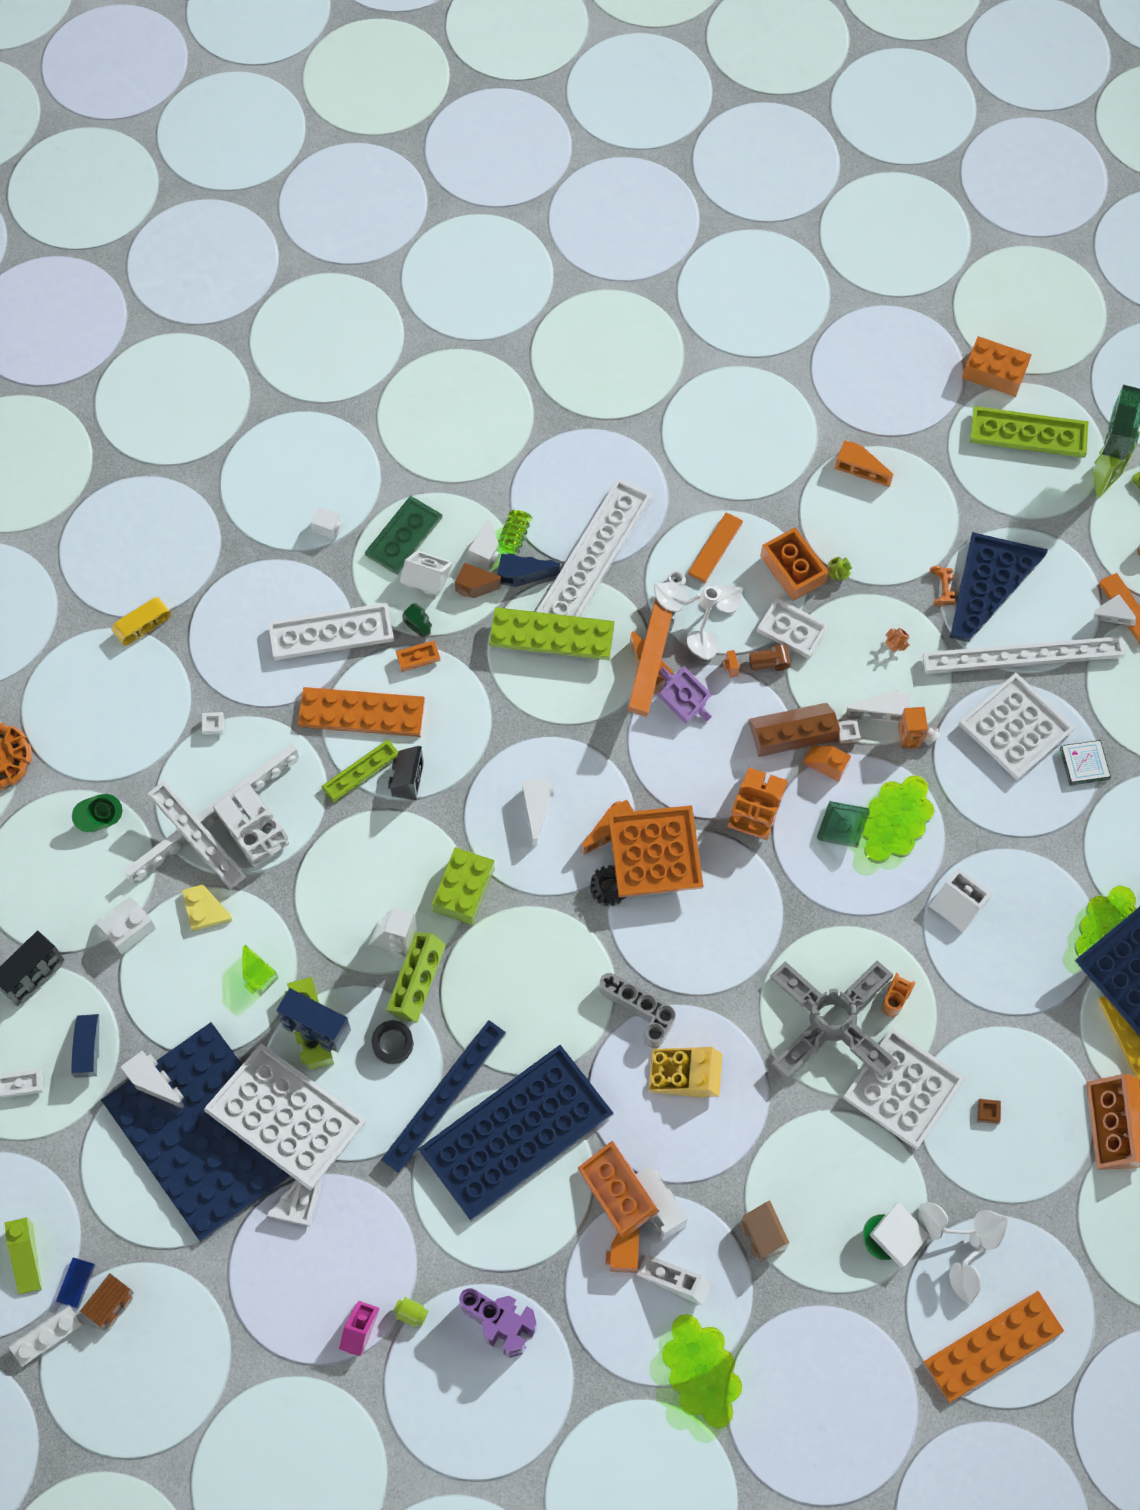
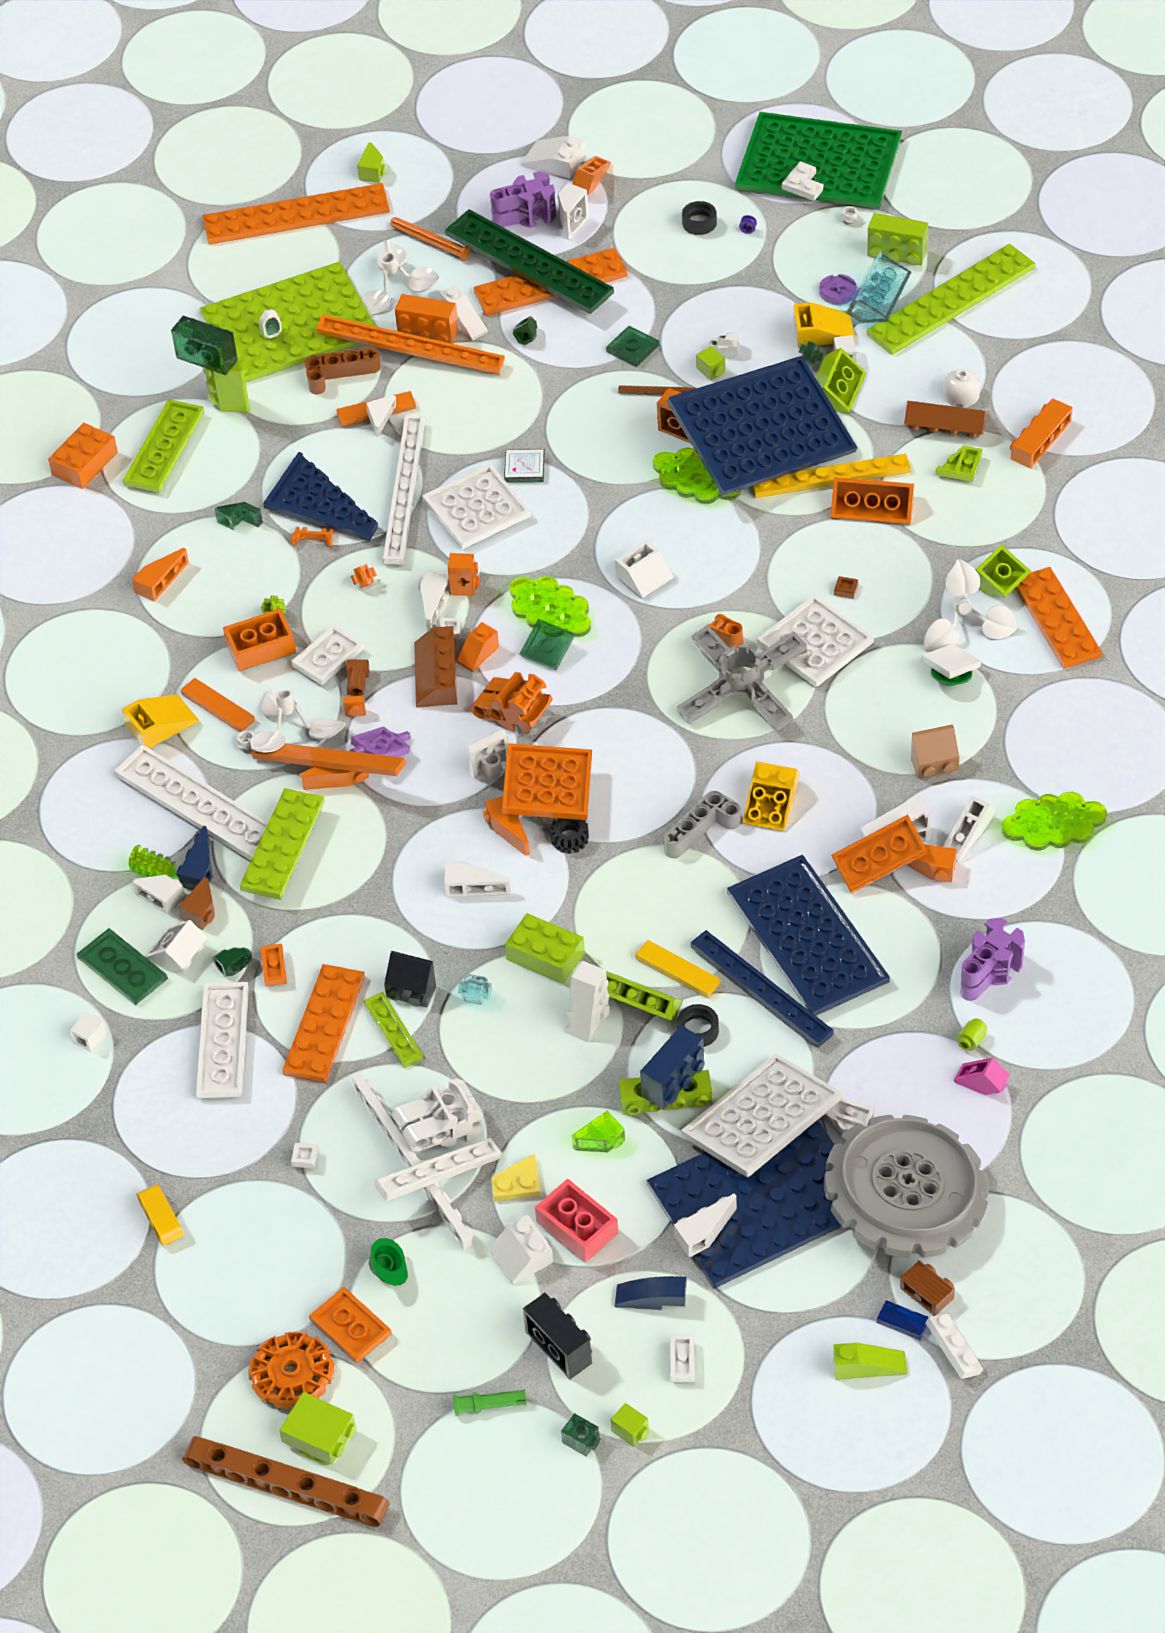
camera: 75 degrees left, 15 degrees down
(40, 795) = (350, 1325): none -> orange plate
(154, 965) = (576, 1220): none -> coral brick
(161, 1254) = (891, 1161): none -> light grey piece
(408, 832) = (475, 989): none -> clear light blue head
(460, 1013) = (678, 968): none -> yellow tile
(682, 788) = (488, 755): none -> white plate
(684, 500) = (157, 718): none -> yellow slope
(952, 510) = (233, 514): none -> clear green slope
(1035, 1275) = (1001, 573): none -> lime slope

